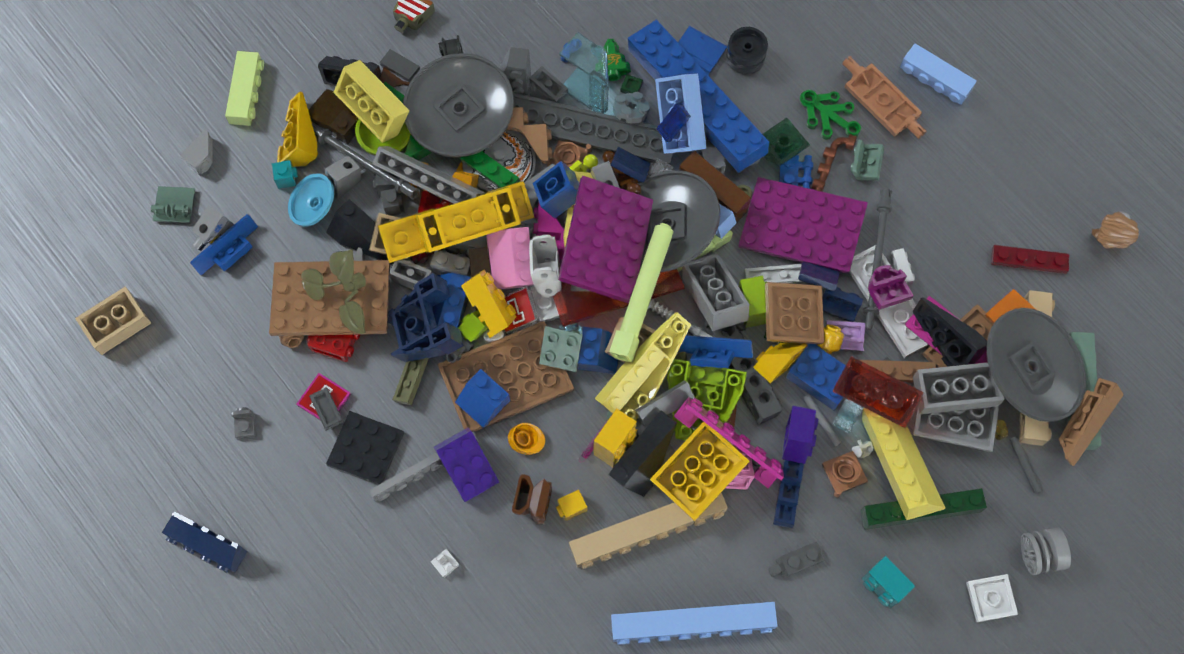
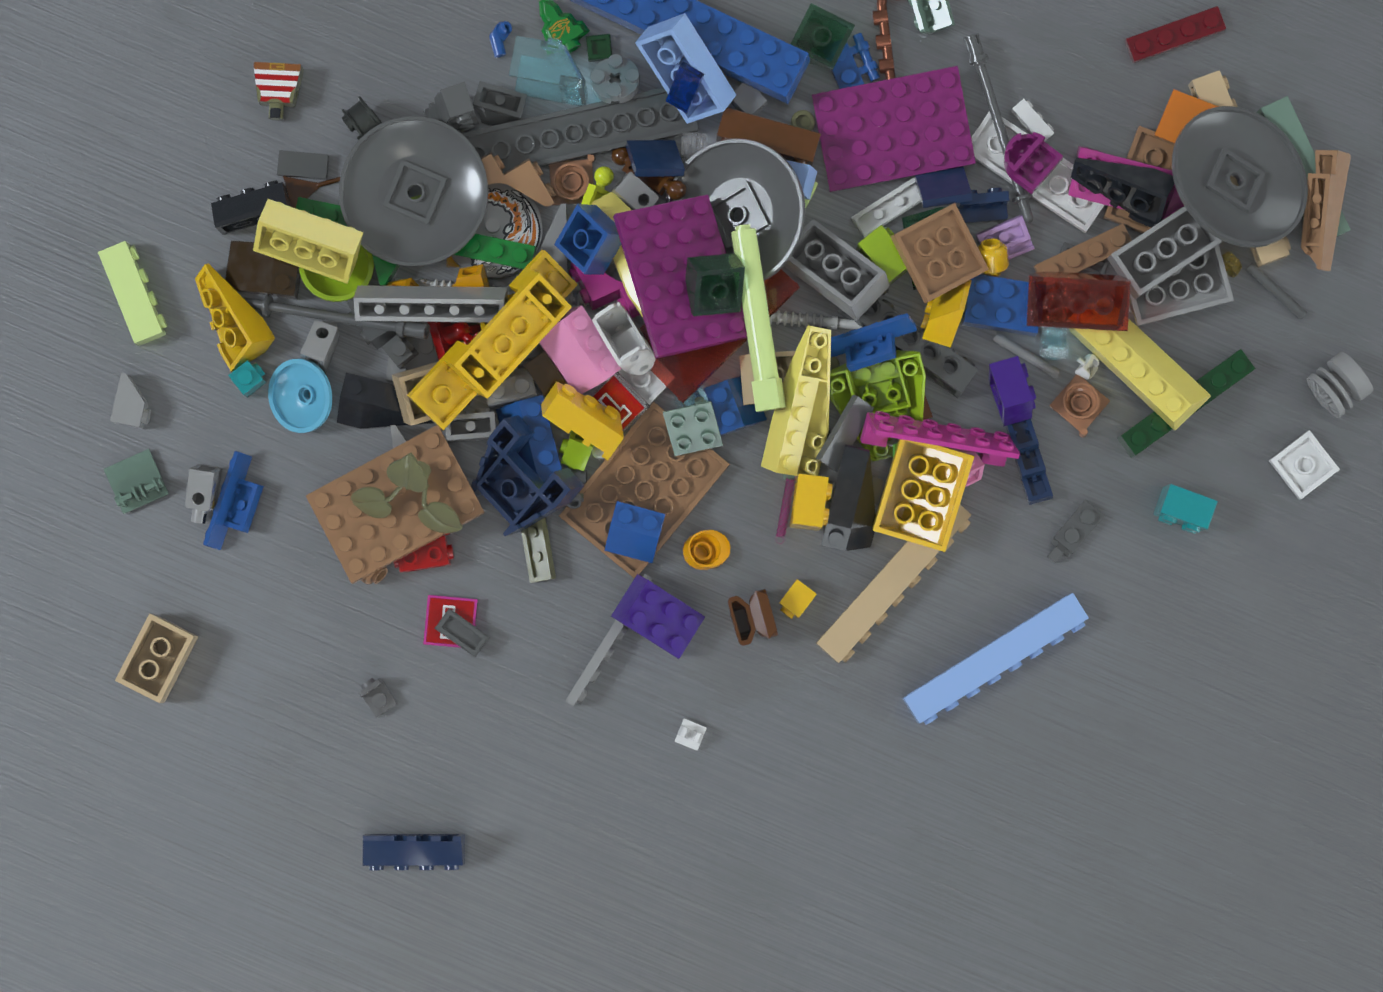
camera: 30 degrees left, 15 degrees up
(365, 448) = (529, 653): black plate -> none
(625, 252) = (714, 284): none -> slope

